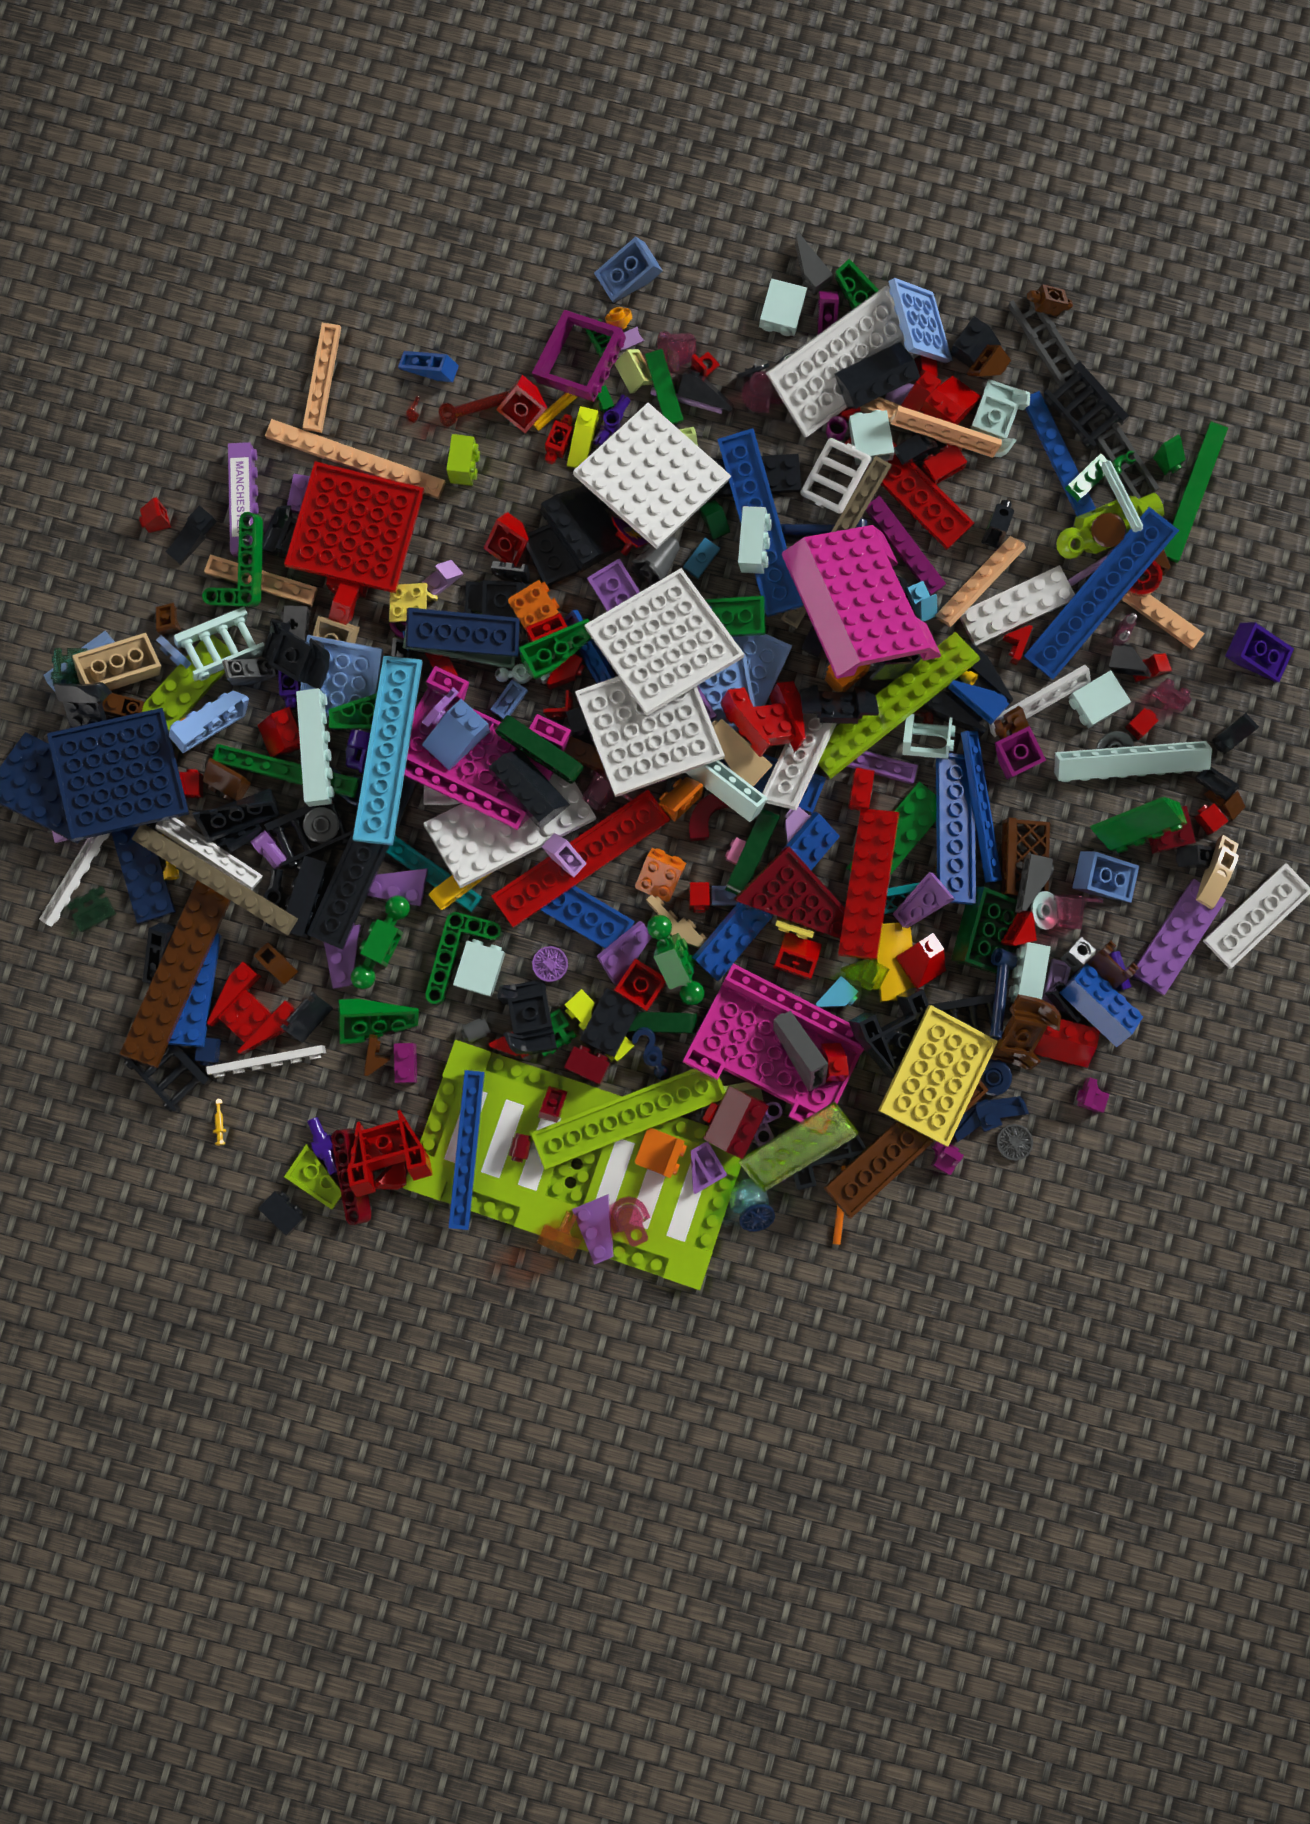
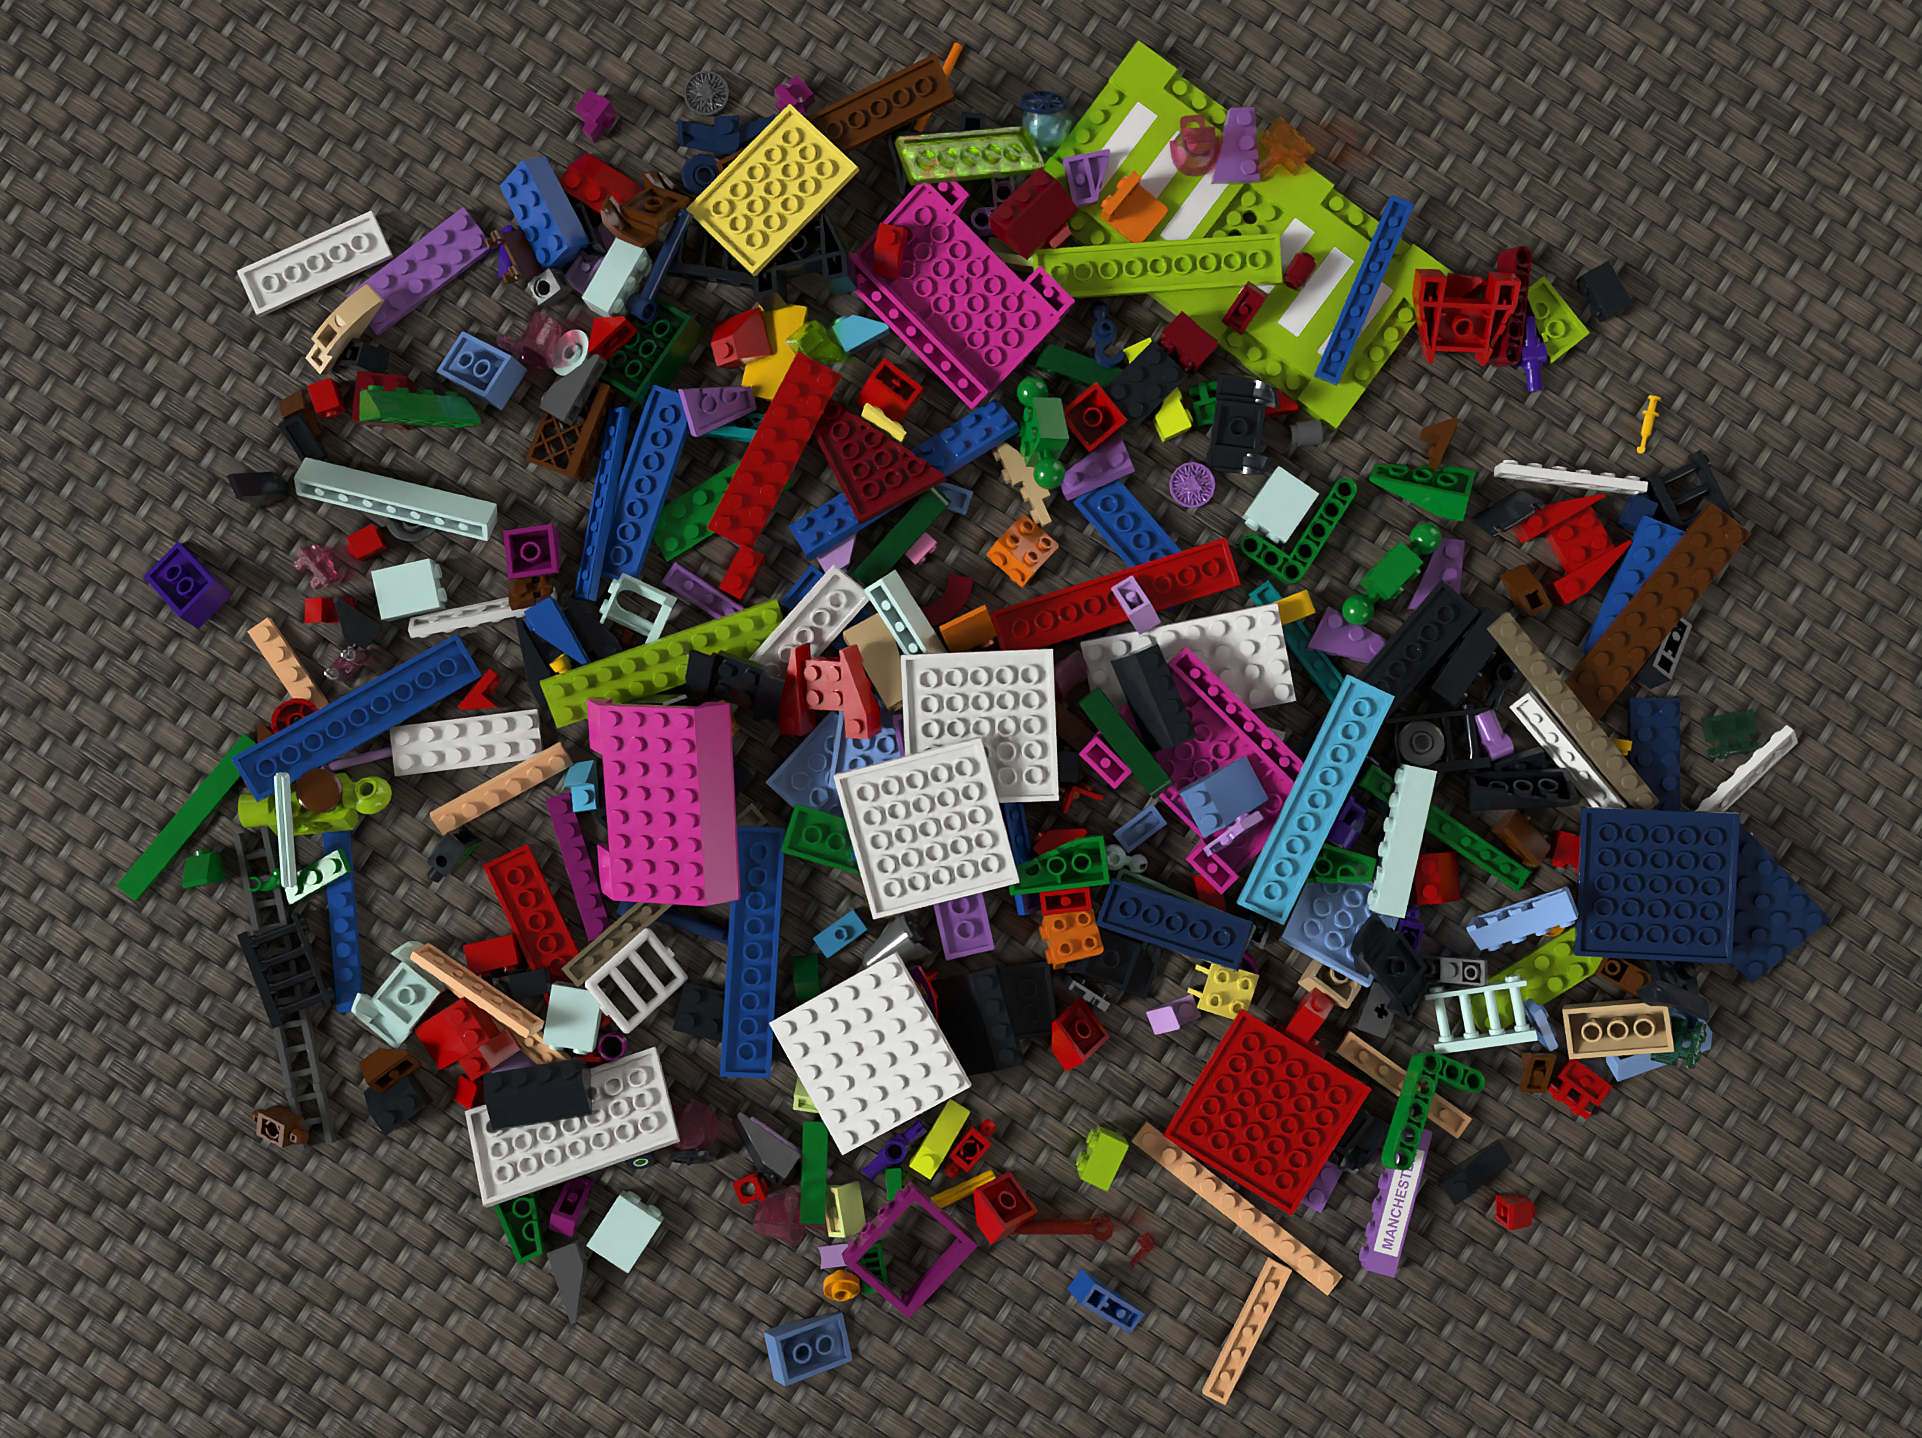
camera: 165 degrees left, 5 degrees up
(129, 623) = (1582, 1080): none -> red plate
(405, 1063) = (1404, 420): magenta brick -> none
(699, 897) = (986, 502): red brick -> none
(754, 540) = (769, 924): light aqua brick -> none
(801, 1051) = (926, 275): dark grey slope -> none
(919, 320) = (457, 1149): light blue plate -> none

